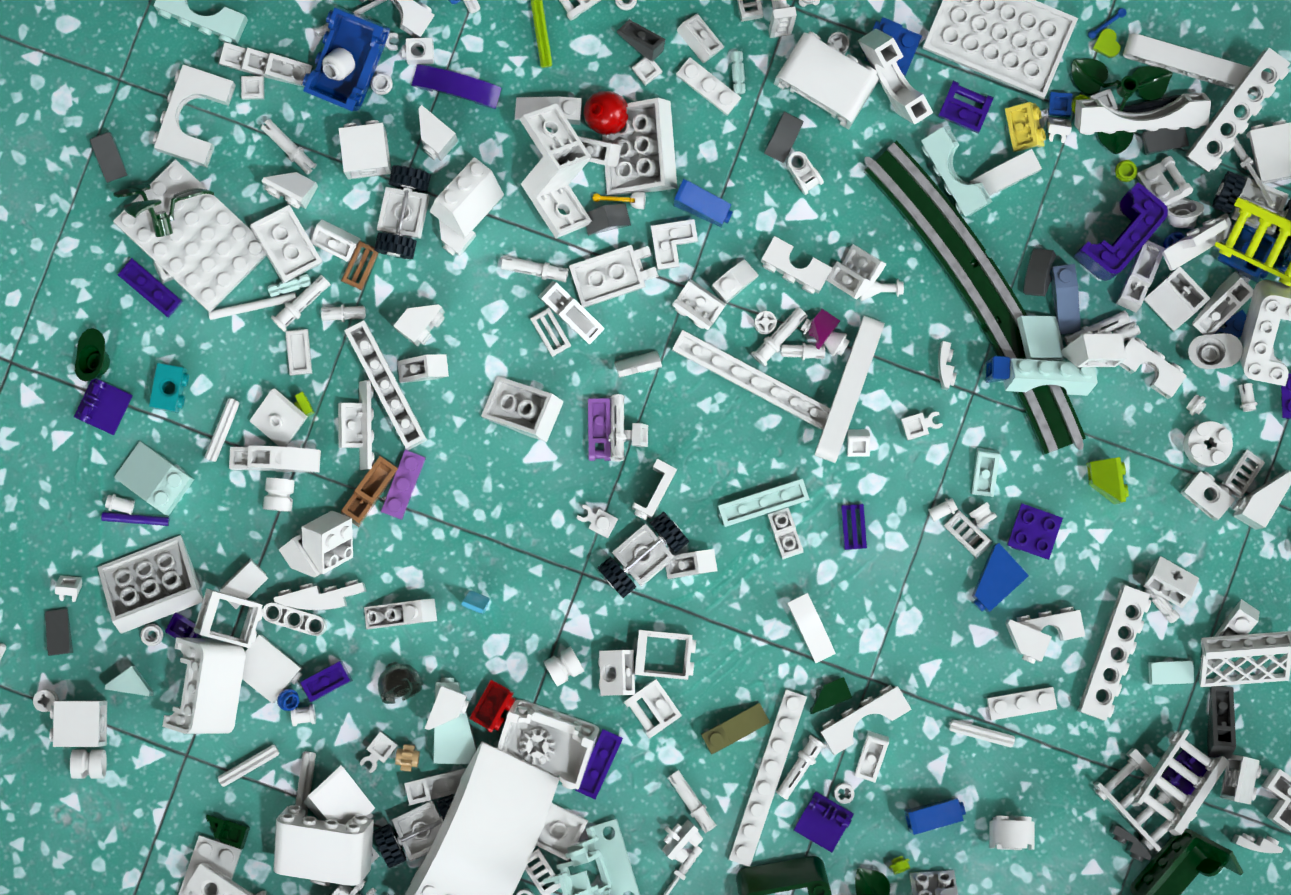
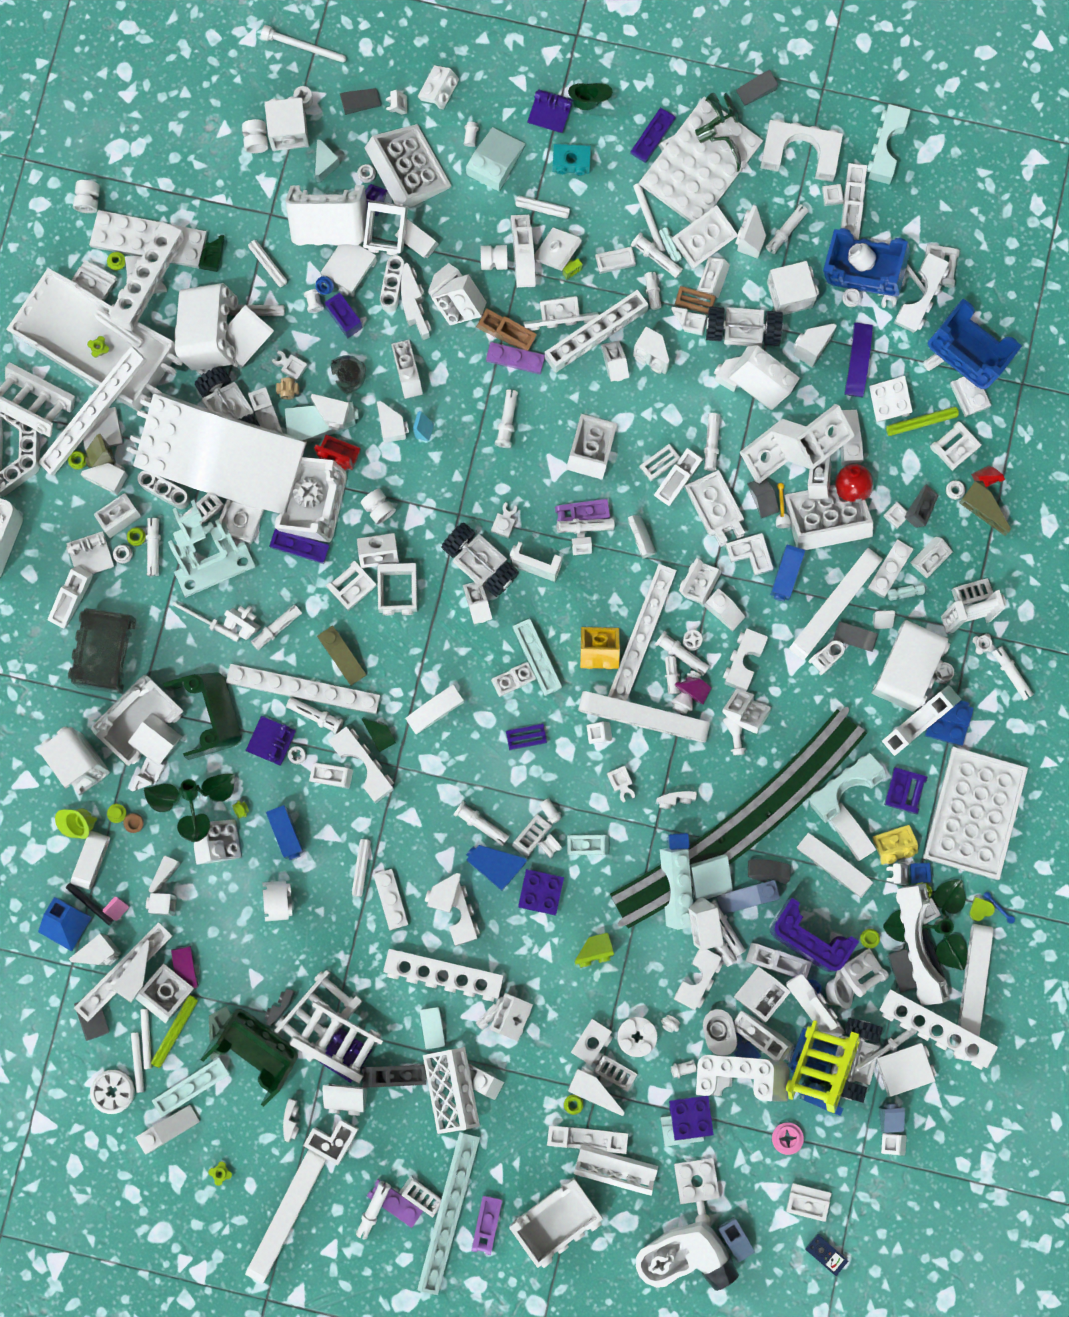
camera: 90 degrees right, 5 degrees down
(54, 535) = (439, 86): none -> white bracket
(136, 519) = (460, 148): dark purple bar -> none
(385, 274) = (689, 321): none -> white slope
(426, 57) = (883, 331): white brick -> none
(466, 639) = (391, 424): none -> white slope
(487, 506) = (505, 427): none -> white pin
(510, 56) = (891, 399): none -> white hinge
(743, 154) = (835, 604): none -> white beam
(761, 429) = (599, 648): none -> yellow slope
(767, 103) = (883, 619): none -> white slope
(941, 597) = (473, 818): none -> white pin
(1041, 198) = (834, 865): none -> white slope
(1279, 526) = (578, 1109): none -> lime plate

